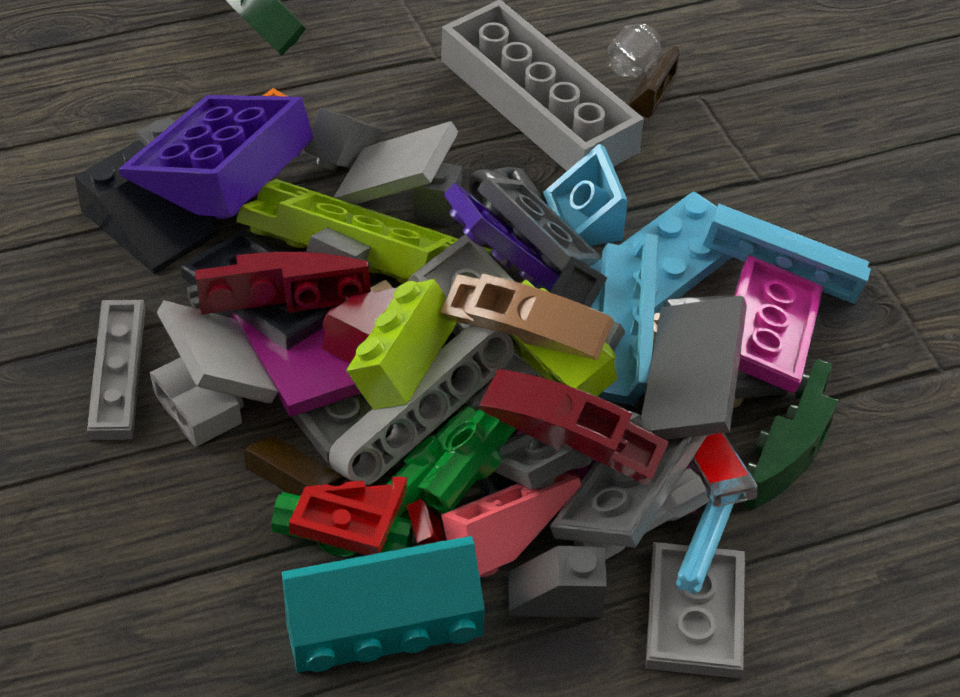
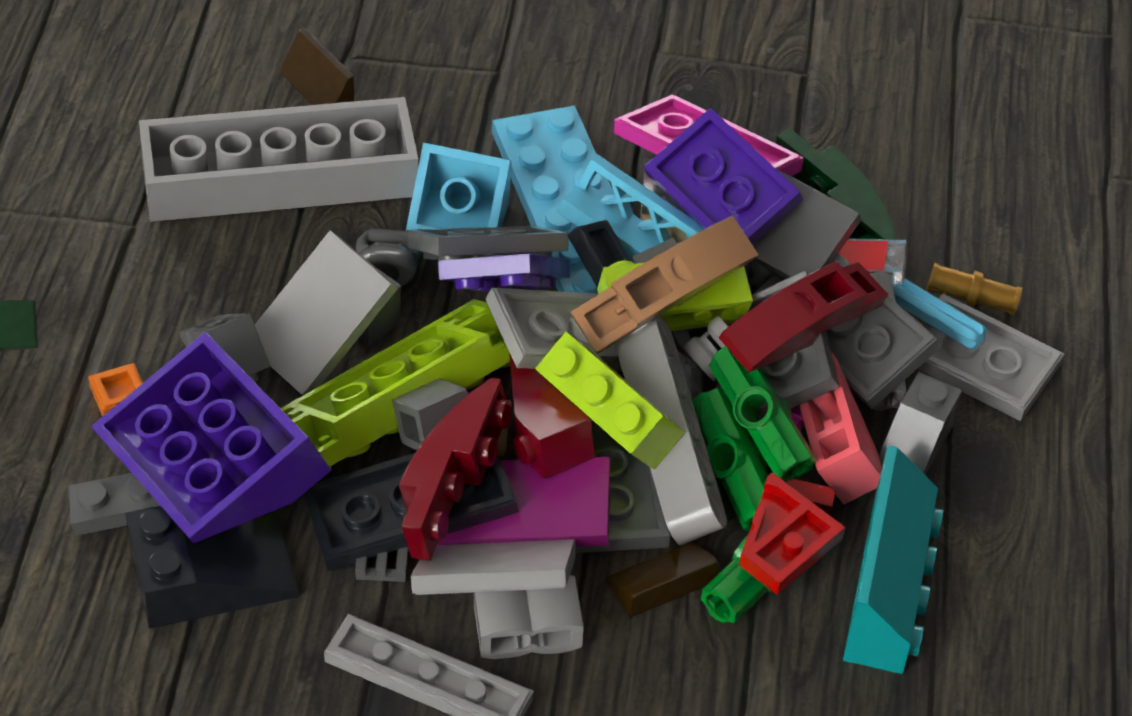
camera: 65 degrees left, 0 degrees up
(634, 50) = (266, 66): clear head -> none
(690, 324) = (721, 175): none -> dark purple plate
(745, 235) = (623, 92): medium azure fence -> none
(768, 573) = (974, 289): none -> pearl gold pin

